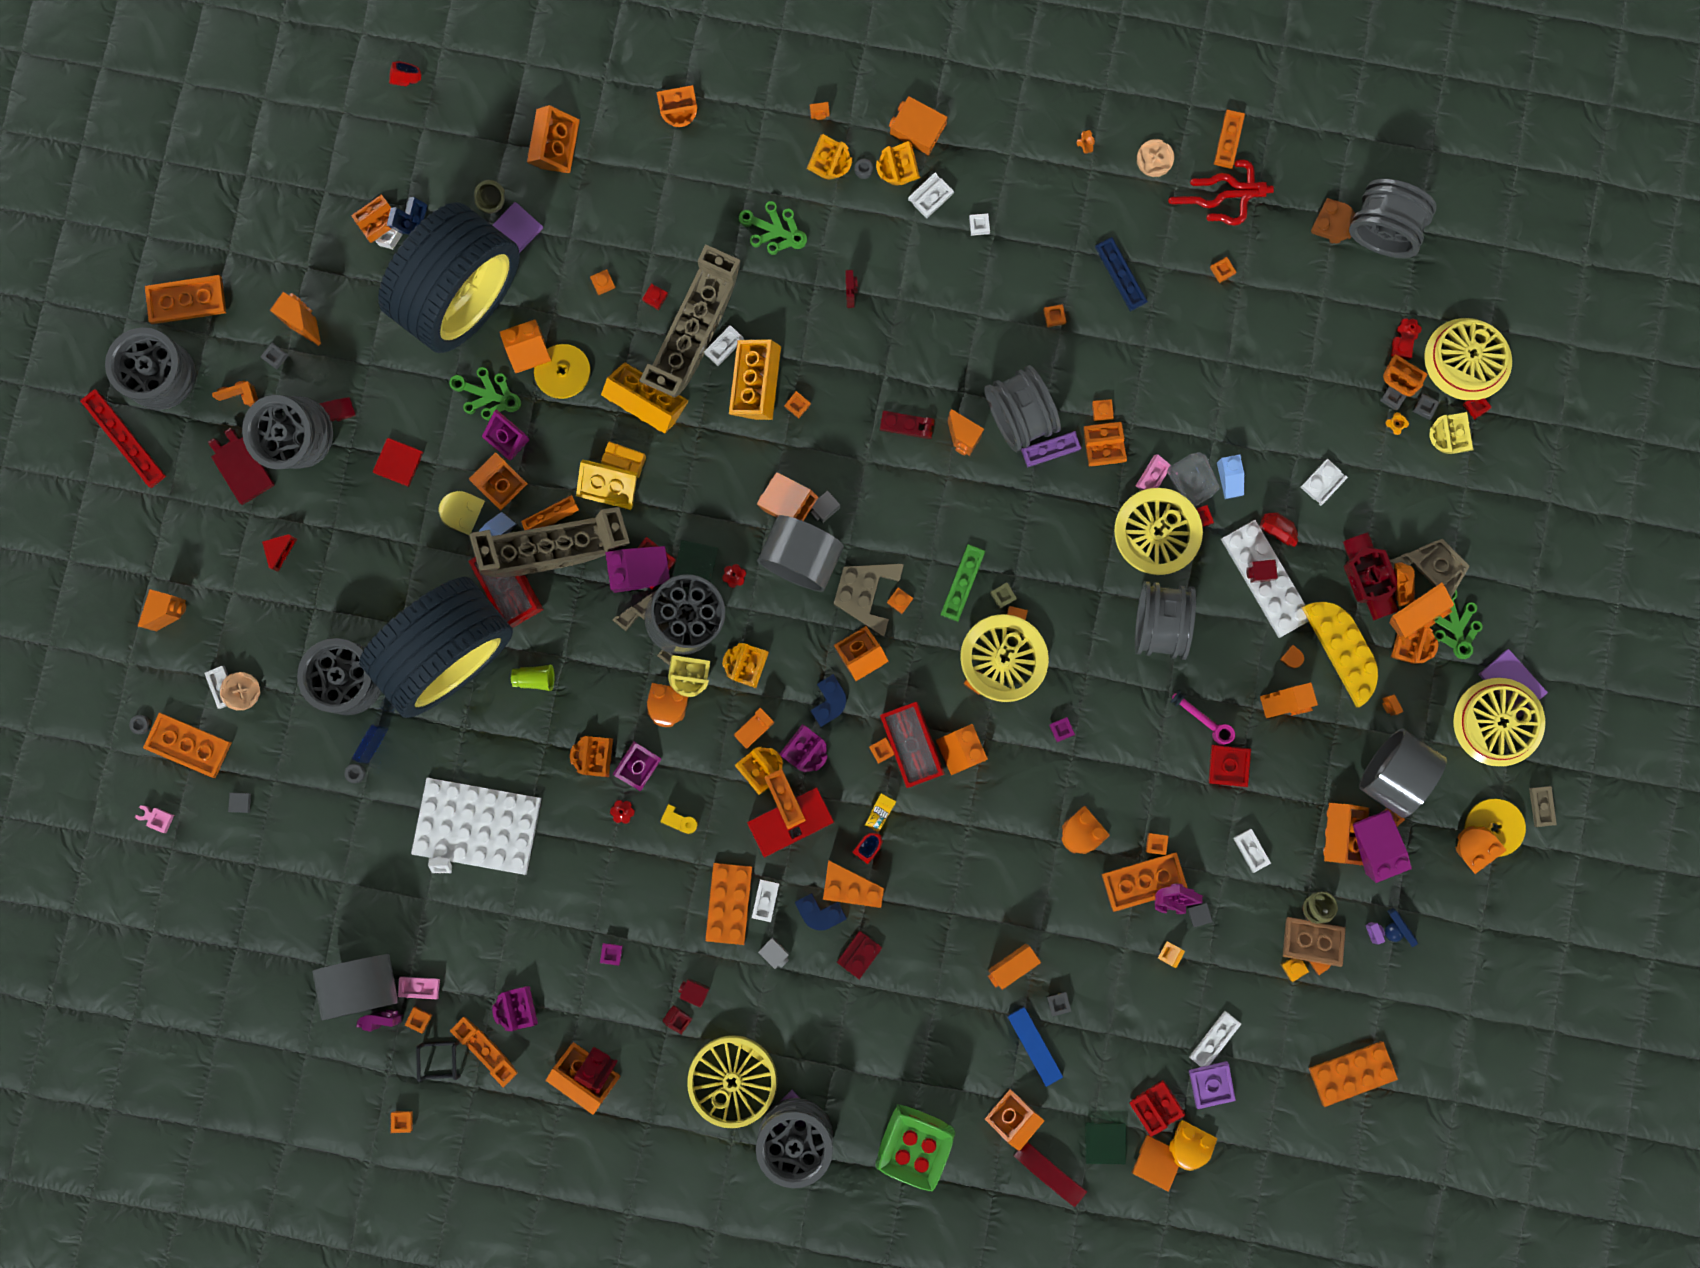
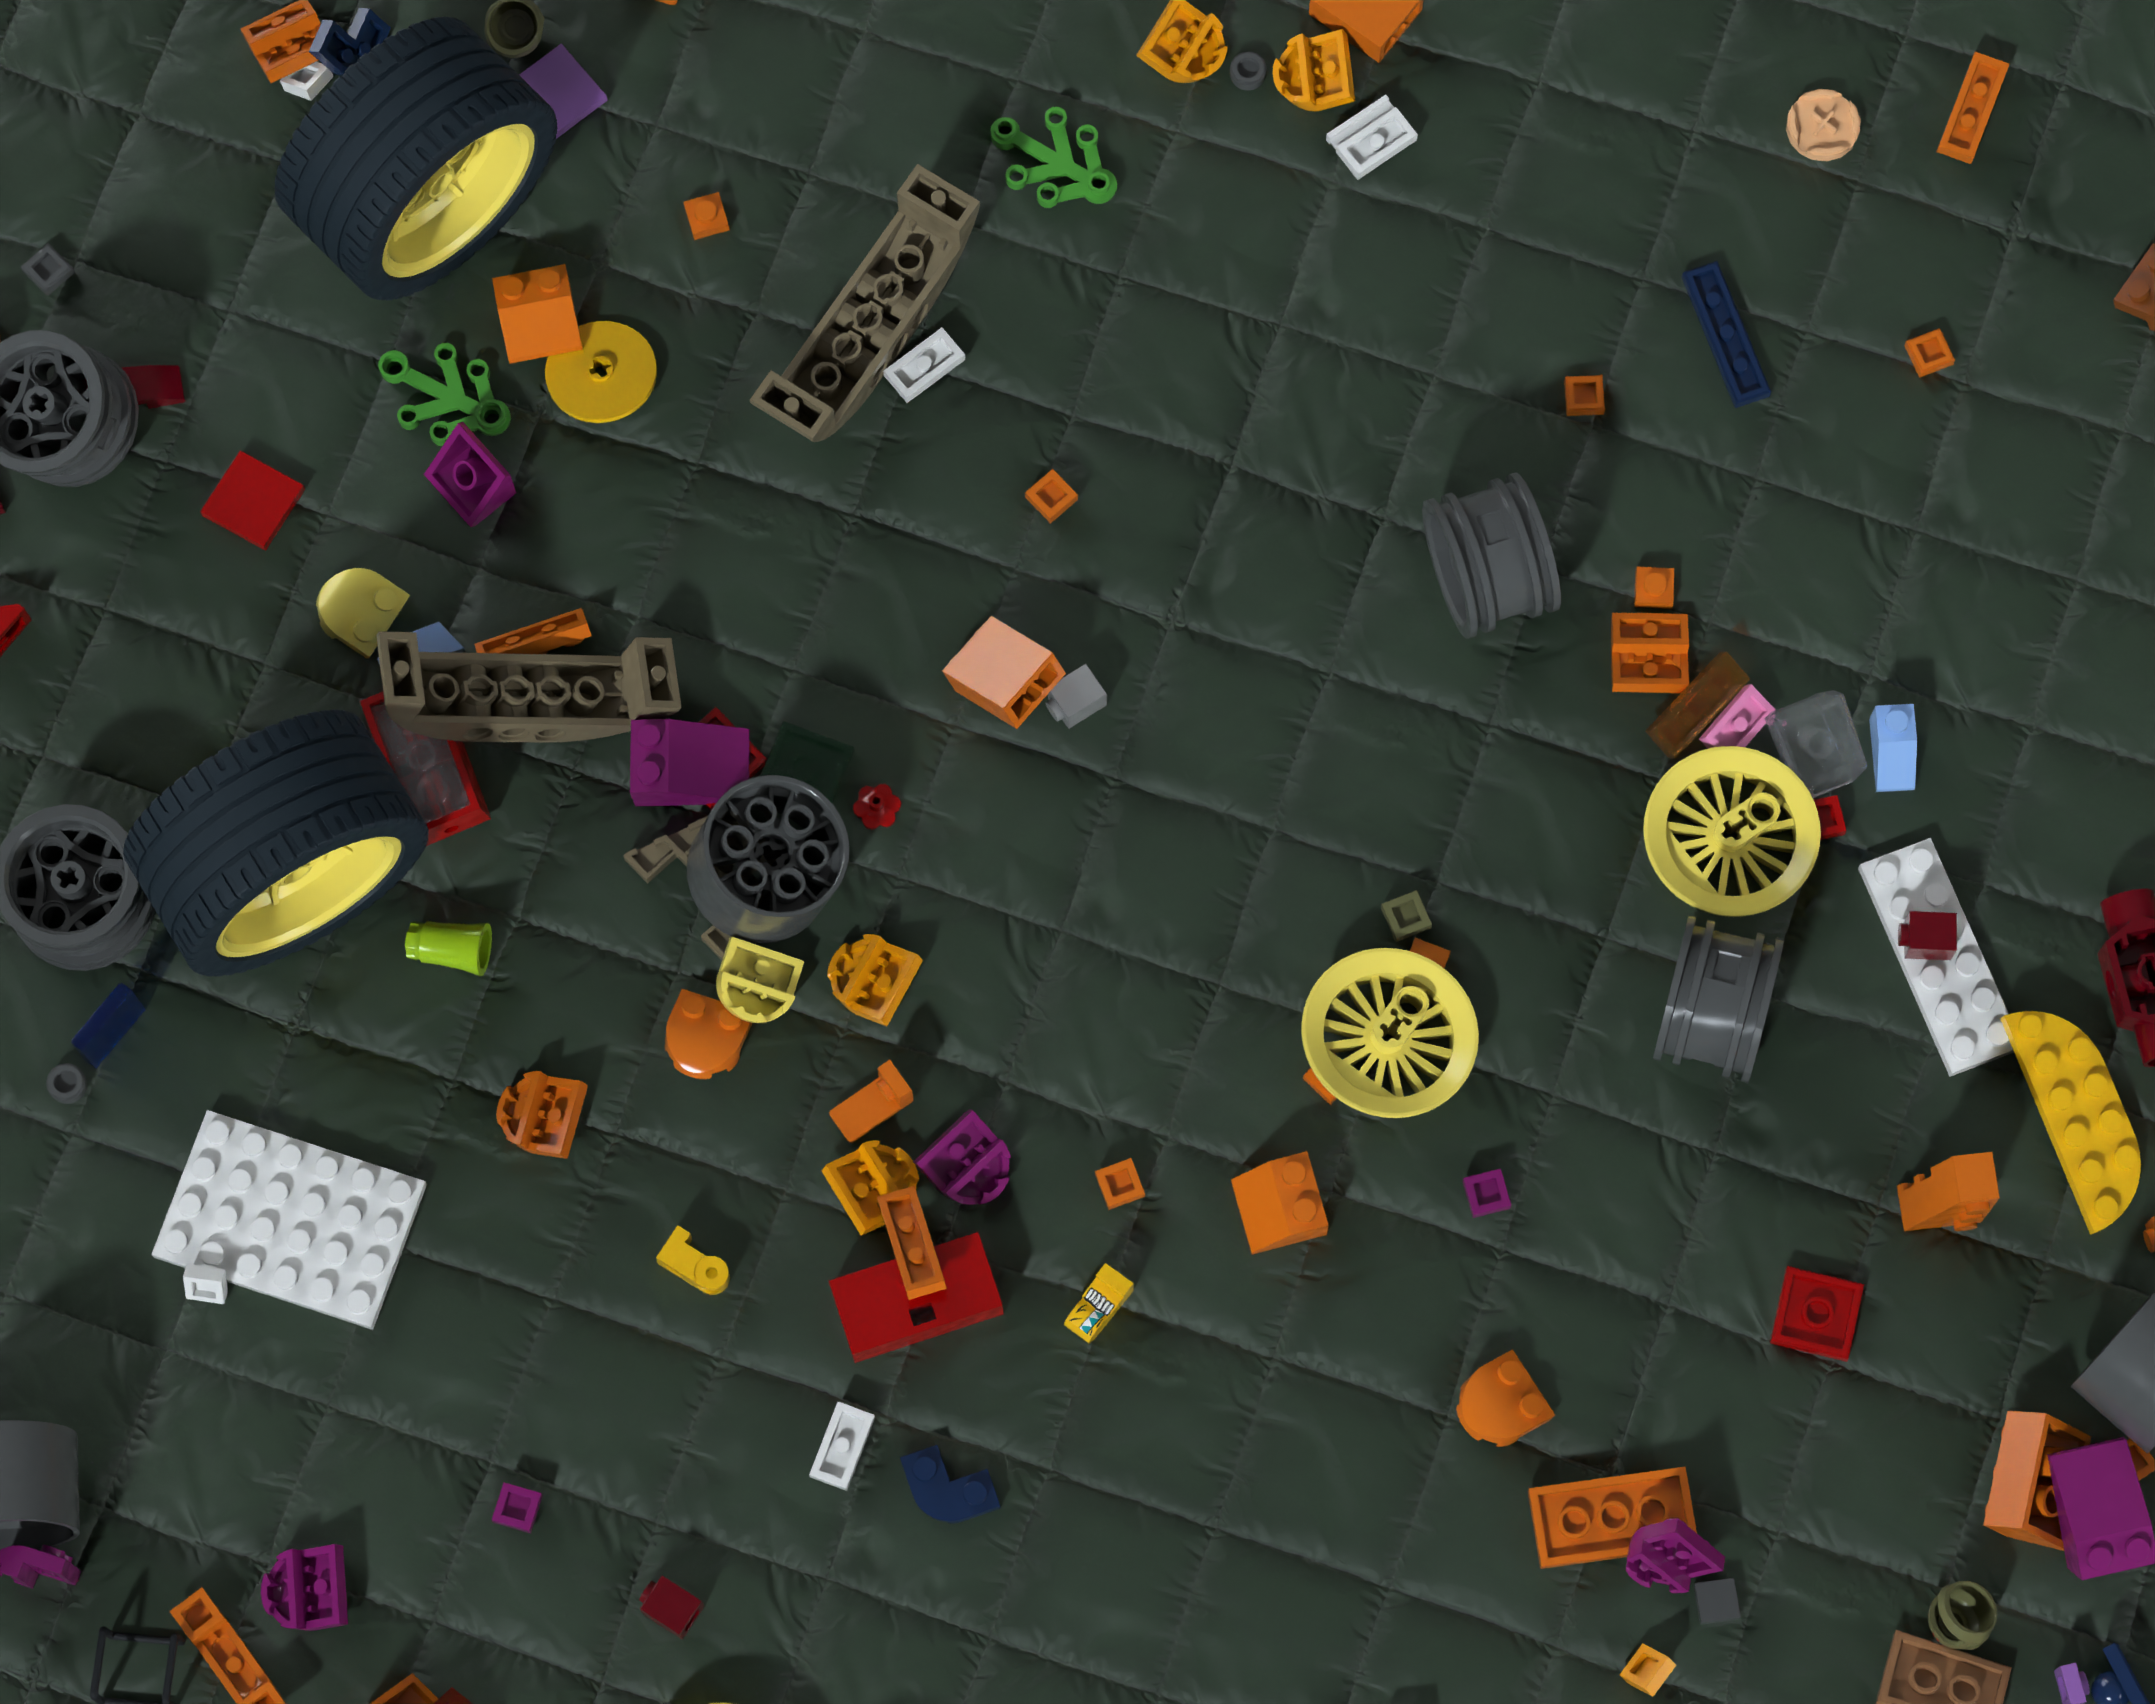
camera: 10 degrees right, 10 degrees down
(297, 316) = (106, 199): orange slope -> none
(418, 1020) = (111, 1582): orange plate -> none
(419, 987) = (122, 1519): bright pink plate -> none
(497, 481) = (442, 561): orange slope -> none
(606, 484) = (653, 594): yellow plate -> none
(623, 458) = (693, 554): light orange brick -> none
(627, 812) = (586, 1242): red plant -> none
(637, 766) = (626, 1144): magenta slope -> none
(642, 400) = (751, 443): light orange slope -> none
(655, 296) = (804, 256): red plate -> none
(677, 1019) = (628, 1659): dark red slope -> none
(728, 904) = (767, 1443): orange plate -> none
(755, 379) = (975, 435): light orange slope -> none
(774, 953) = (844, 1552): light grey brick -> none
(800, 553) = (1014, 771): dark grey wheel -> none
(835, 701) = (1040, 1074): dark blue plate -> none
(851, 287) = (1189, 287): dark red plate -> none
(851, 888) = (1017, 1443): orange wedge -> none
(858, 590) = (1119, 868): dark tan wing -> none
(859, 955) = (1015, 1582): dark red plate -> none
(861, 653) = (1106, 989): orange slope -> none
(868, 847) = (1064, 1368): rock -> none
(900, 600) = (1199, 898): orange plate -> none
(906, 424) = (1261, 563): dark red plate -> none
(912, 744) = (1182, 1178): clear brick -> none
(962, 583) = (1329, 881): bright green tile -> none
(964, 433) = (1373, 591): orange slope -> none
(979, 224) = (1459, 203): white plate -> none
(1013, 967) = (1322, 1643): orange brick -> none
(1051, 449) = (1541, 648): medium lavender tile -> none
(1086, 141) = (1691, 76): orange plant -> none
(1132, 468) = (1697, 705): none -> clear orange plate
(1157, 844) = (1648, 1445): orange plate -> none
(1179, 699) = (1730, 1166): dark pink piece -> none
(1245, 190) = (1991, 208): red plant -> none
(1252, 850) = (1840, 1486): white plate -> none
(1281, 527) = (1979, 858): red slope -> none
(1293, 657) = (1972, 1118): orange tile -> none
(1324, 482) = (2079, 785): white plate -> none

